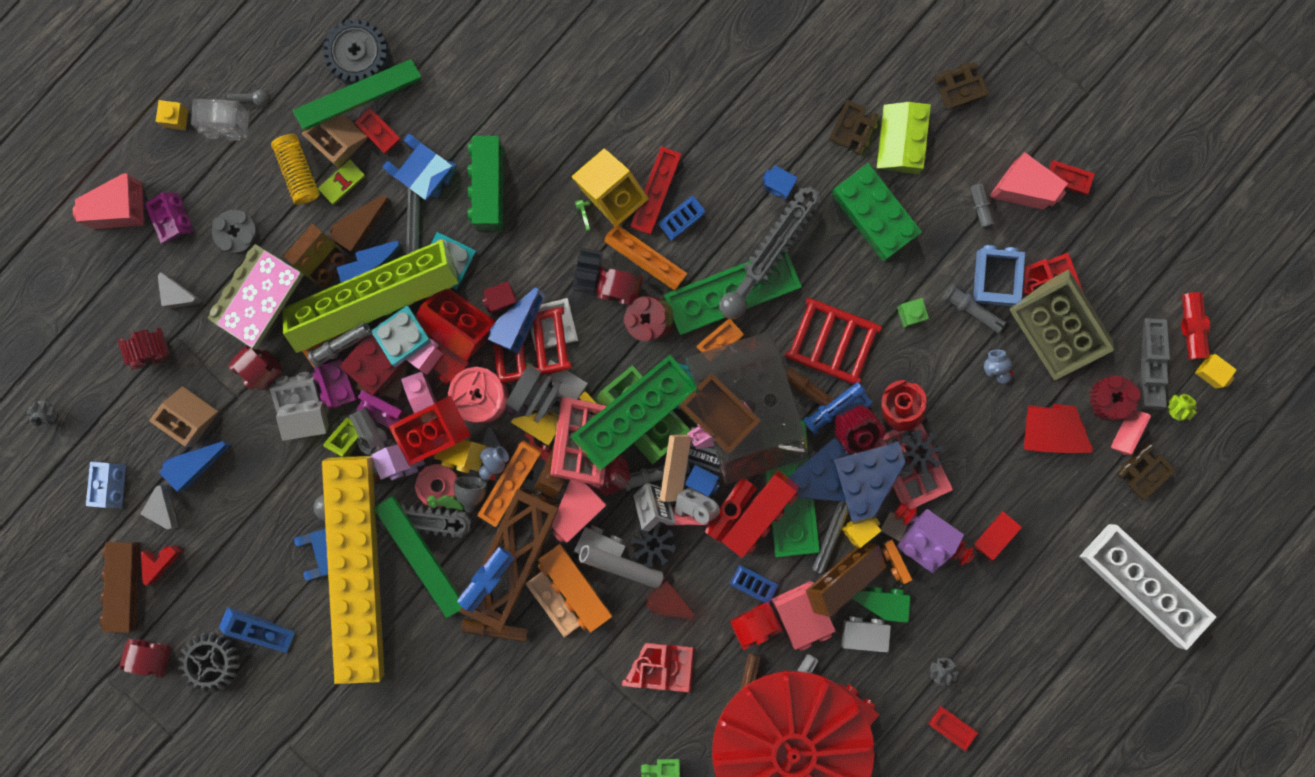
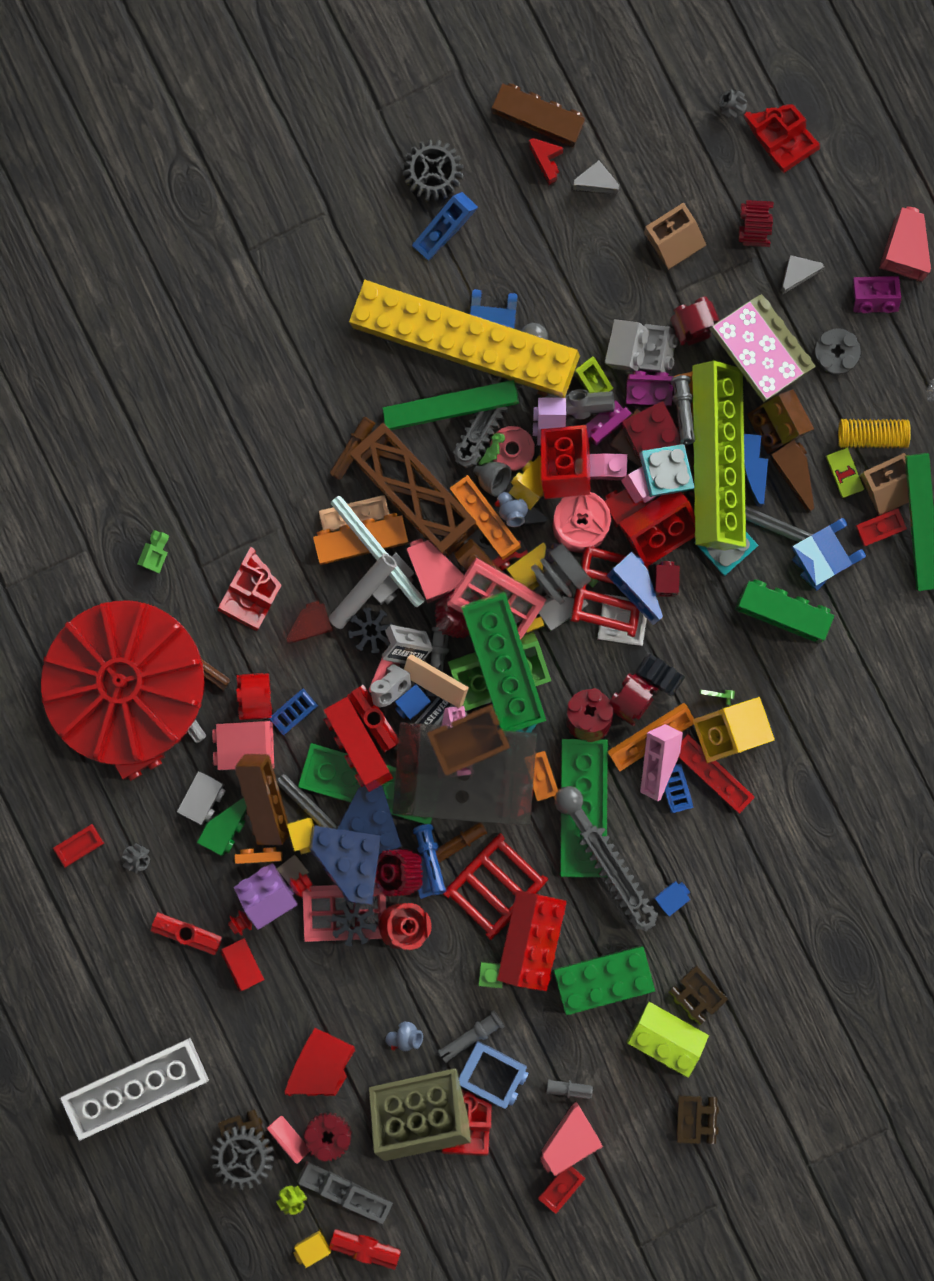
camera: 115 degrees right, 0 degrees up
(54, 357) = (783, 135): none -> red slope
(105, 485) = (640, 137): medium blue bracket -> none
(145, 659) = (460, 112): dark red brick -> none
(186, 468) = (625, 217): blue slope -> none
(485, 579) = (403, 458): blue piece -> none
(578, 570) = (376, 549): none -> light aqua axle
(663, 240) = (660, 757): none -> bright pink slope
(869, 288) = (531, 940): none -> red brick
(991, 613) = (172, 929): none -> red piece
(1178, 451) = (248, 1167): none -> dark grey gear

